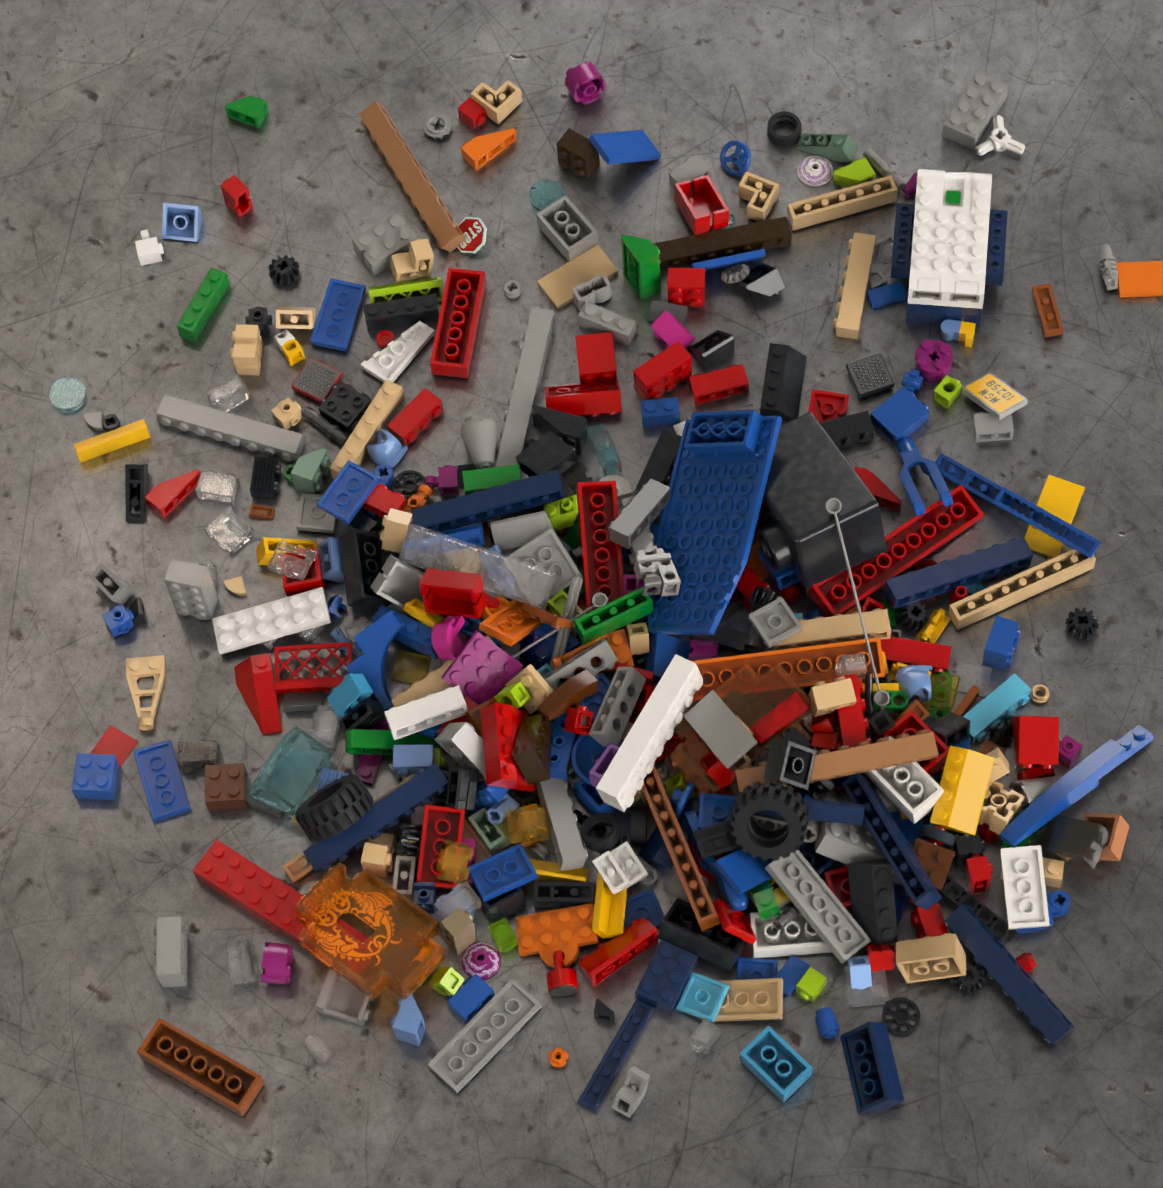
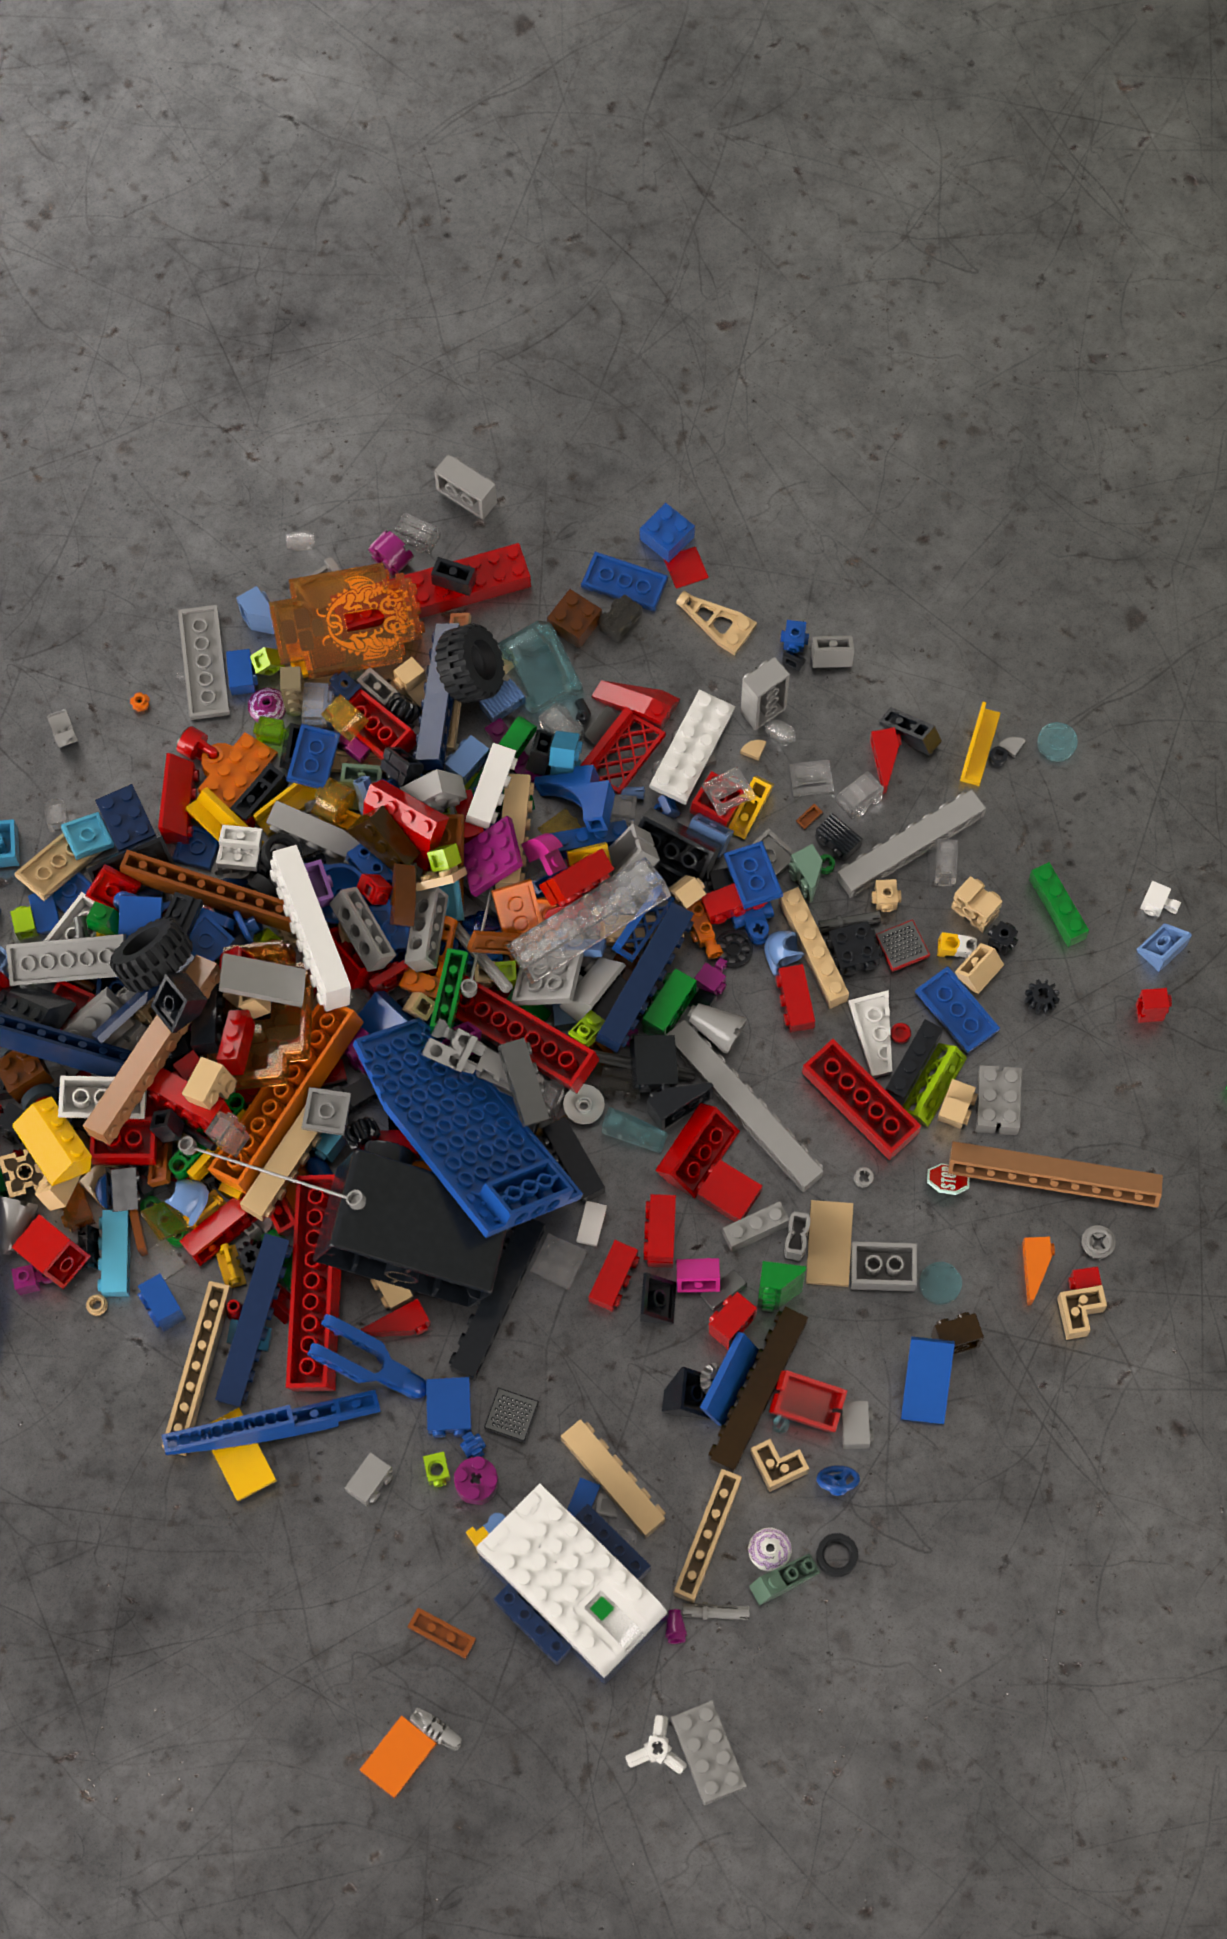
camera: 125 degrees right, 5 degrees up
(200, 1067) = (356, 449): dark orange brick -> none
(266, 881) = (453, 576): none -> black brick
(303, 721) = (584, 712): none -> black arm
(585, 82) = (1035, 1404): magenta brick -> none
(603, 1012) = (143, 757): black slope -> none
(615, 1055) = (102, 740): dark blue tile -> none
(660, 412) = (627, 1202): blue brick -> none
(783, 382) = (567, 1331): black slope -> none
(828, 405) = (512, 1350): red plate -> none
(853, 174) = (729, 1578): lime slope -> none
(994, 395) = (394, 1503): tile -> none
(1082, 623) = (129, 1396): black gear -> none

